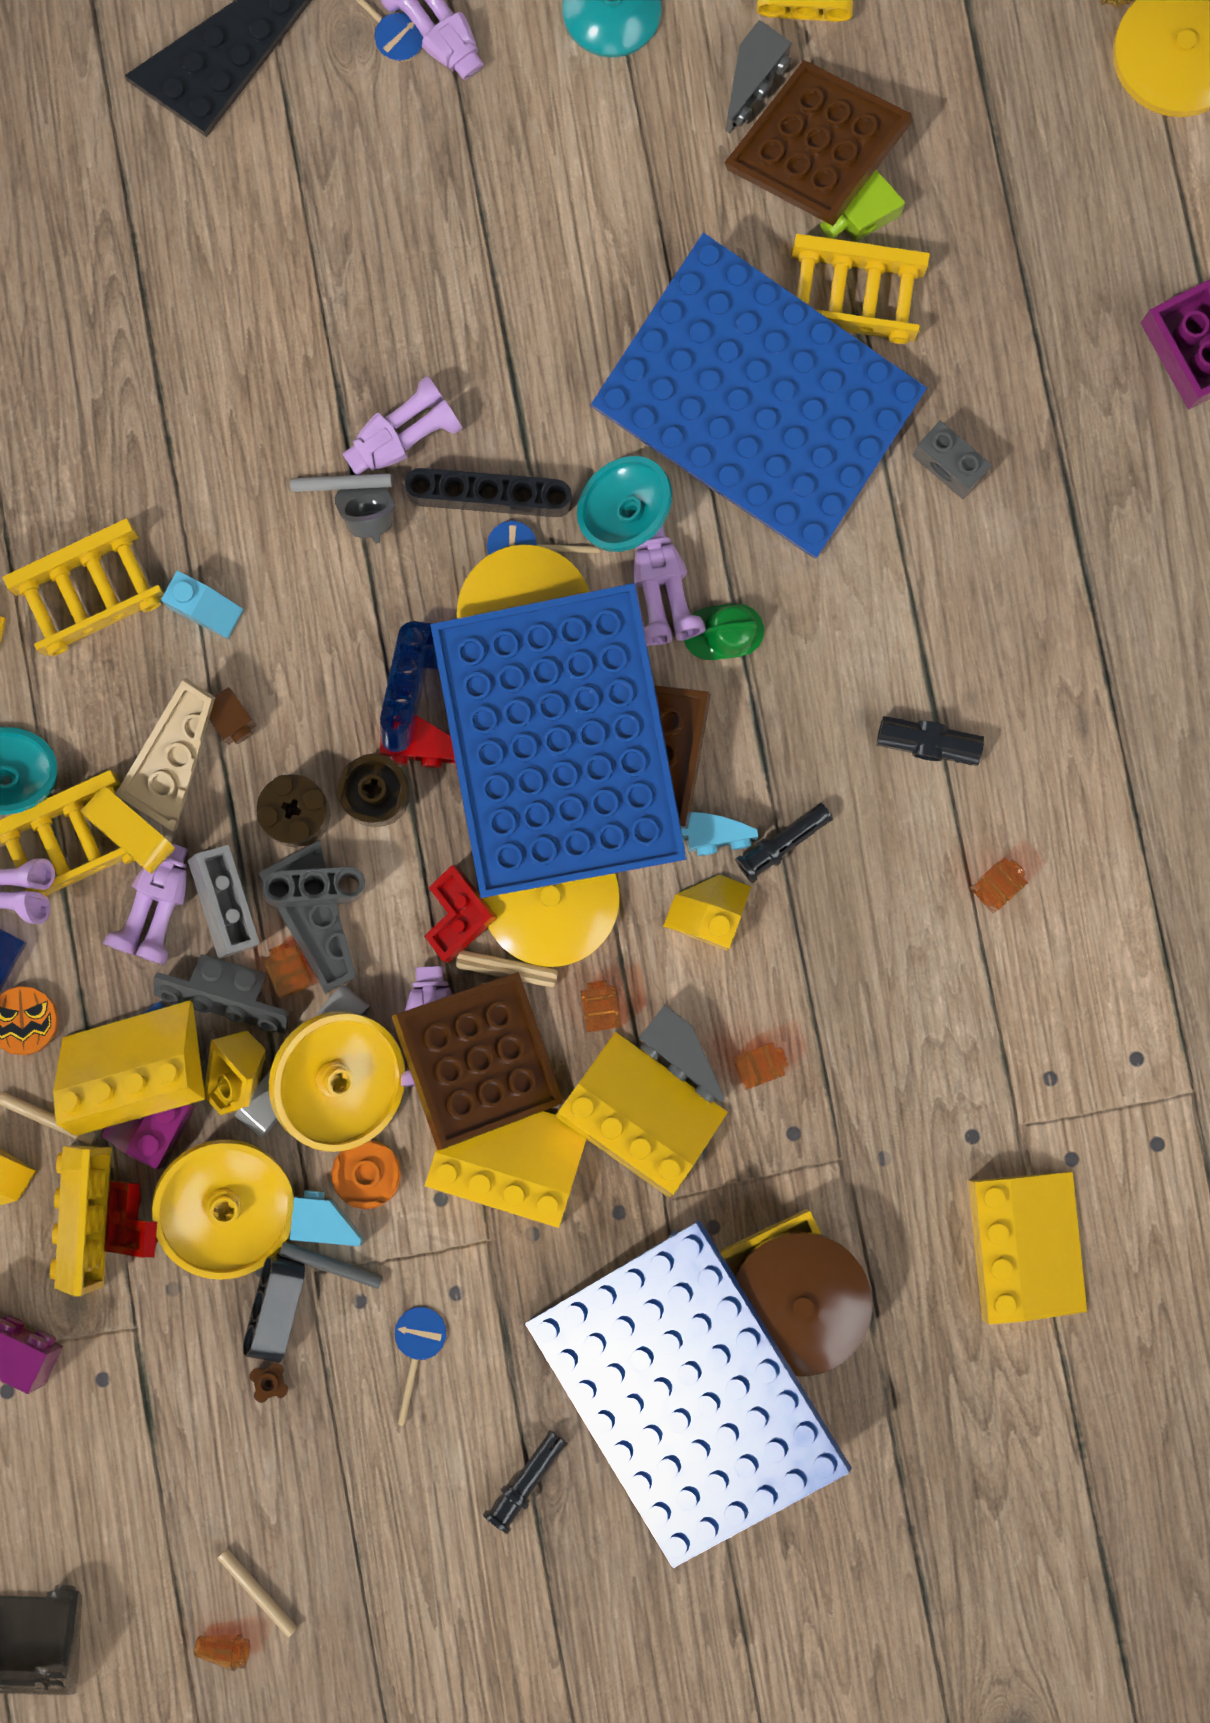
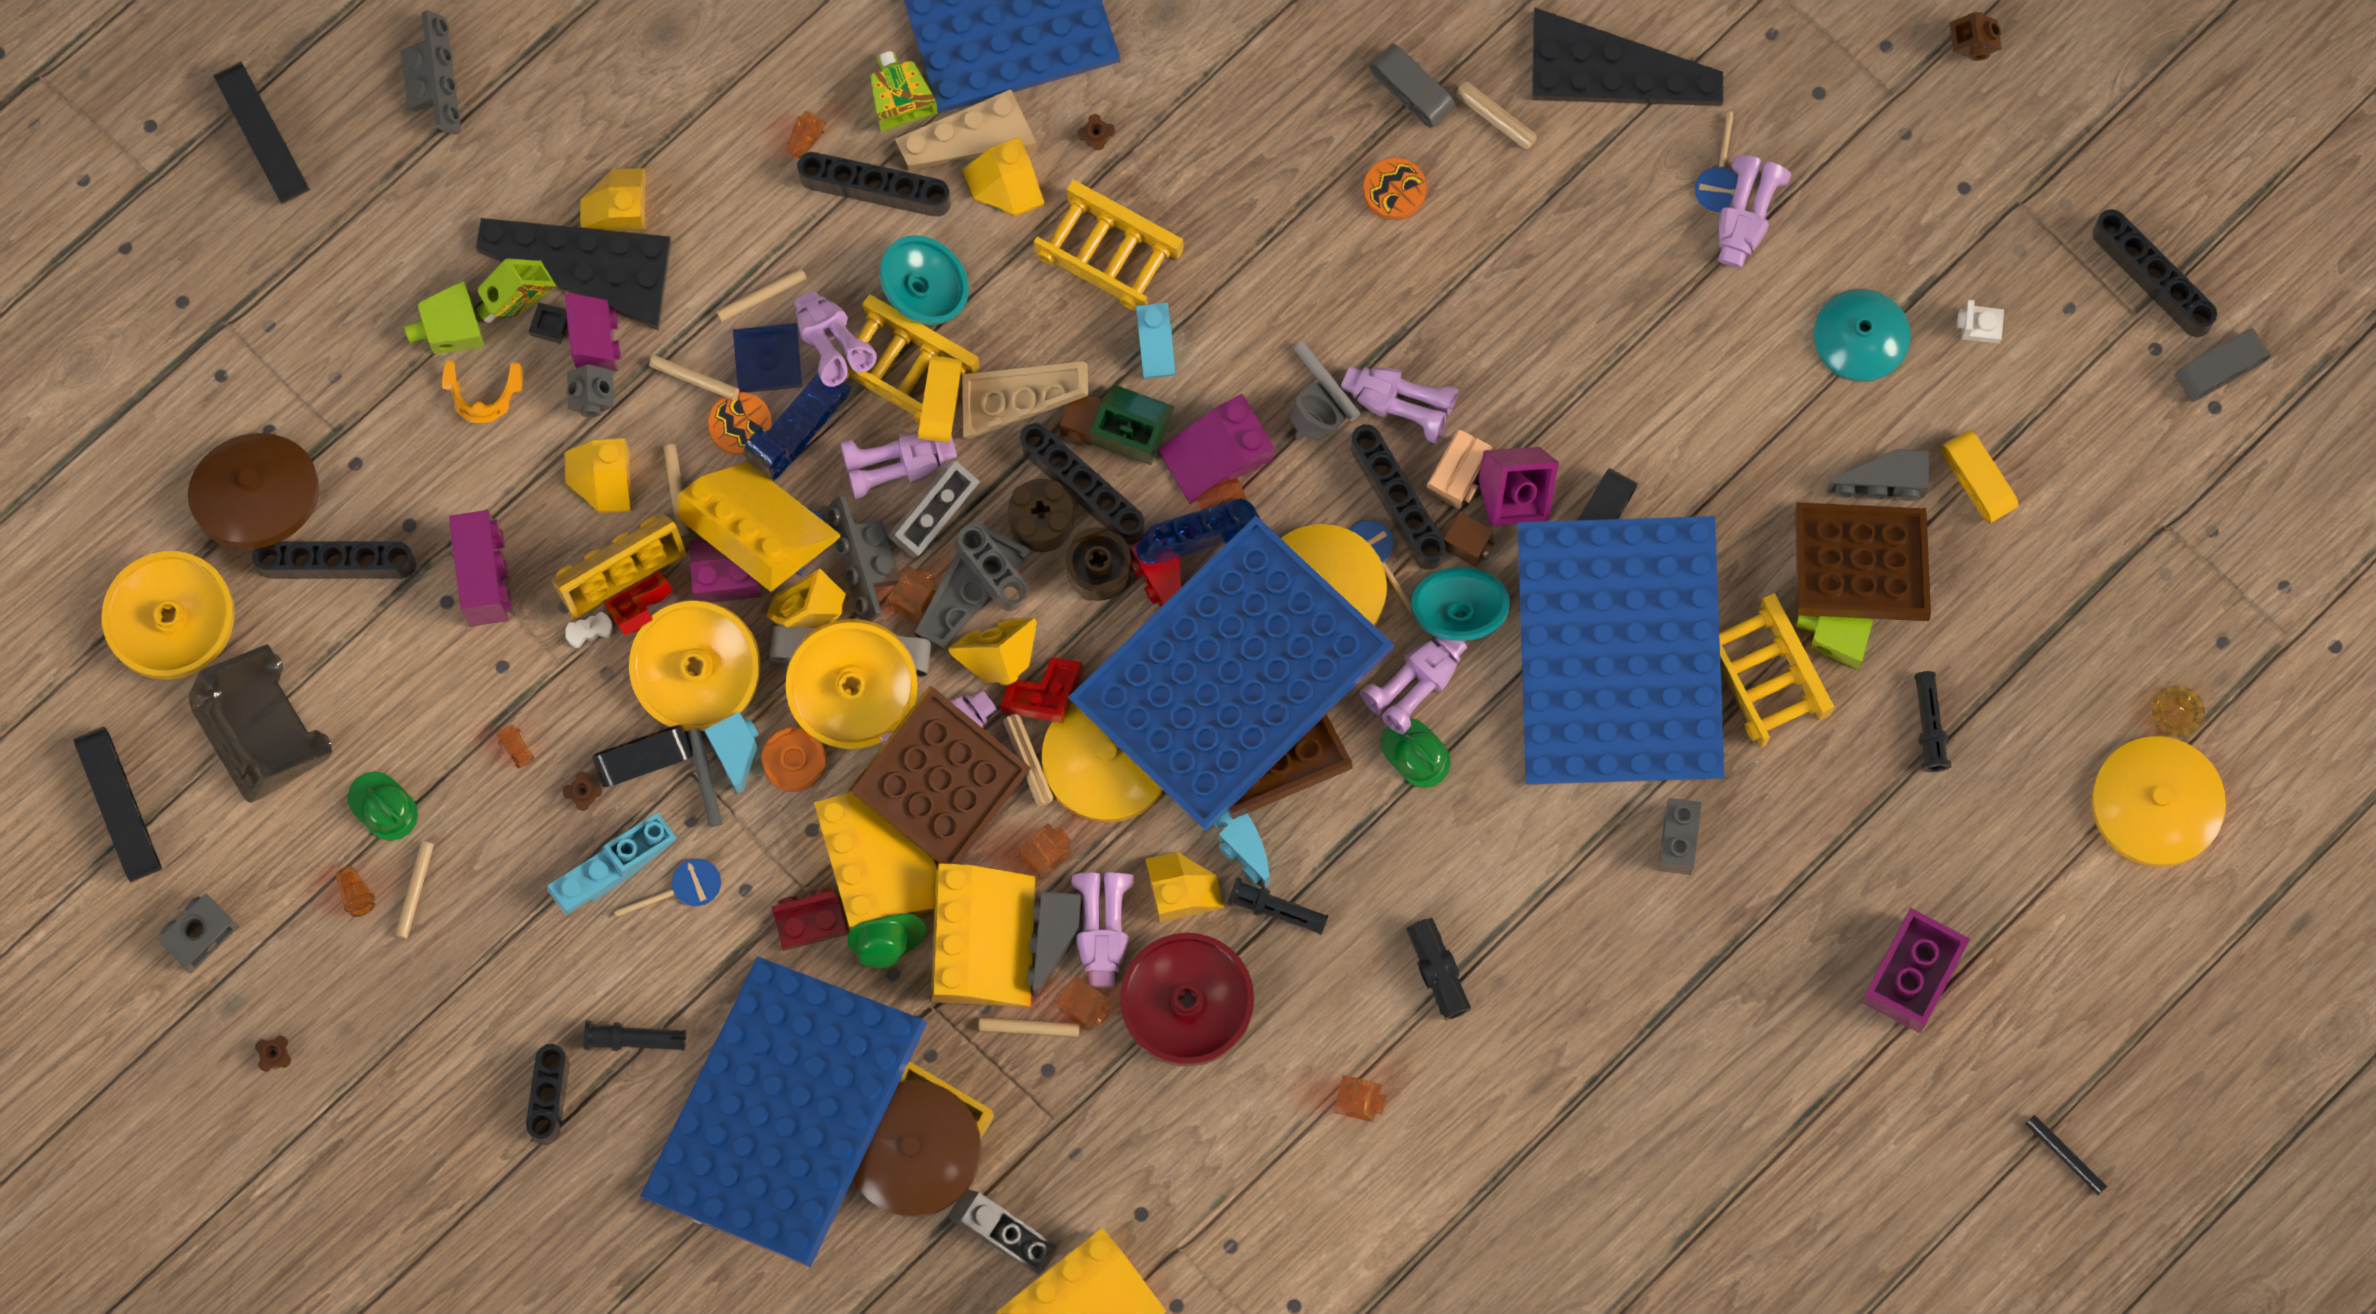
camera: 60 degrees right, 10 degrees down
(61, 975) = (779, 446): none -> clear blue beam
(121, 1280) = (589, 629): none -> white piece
(122, 227) = (1412, 85): none -> dark grey beam
(159, 1571) = (382, 806): none -> green piece
(186, 1417) = (515, 746): none -> clear orange pin
(200, 175) = (1496, 115): none -> tan axle
(205, 306) = (1394, 188): none -> orange tile
(264, 676) = (1131, 424): none -> dark green slope
(272, 751) = (1077, 469): none -> black beam
(338, 618) = (1217, 447): none -> magenta slope
(355, 1401) = (613, 865): none -> medium azure slope
(383, 642) = (1221, 493): none -> clear orange cone
(393, 931) = (998, 652): none -> yellow slope
(501, 423) = (1458, 470): none -> light nougat brick
(523, 1256) = (809, 919): none -> dark red bracket
(533, 1609) = (553, 1109): none -> black beam
(550, 382) = (1517, 485): none -> magenta slope
(570, 457) = (1469, 540): none -> reddish brown brick
(591, 1202) = (885, 939): none -> green piece
(614, 317) = (1609, 497): none -> black beam
(721, 1018) = (1102, 949): none -> lavender piece
(746, 1125) = (1029, 1027): none -> tan bar
(817, 974) = (1187, 999): none -> dark red dish
(915, 1268) = (1002, 1230): none -> dark grey slope
(1003, 192) = (1932, 735): none -> black pin

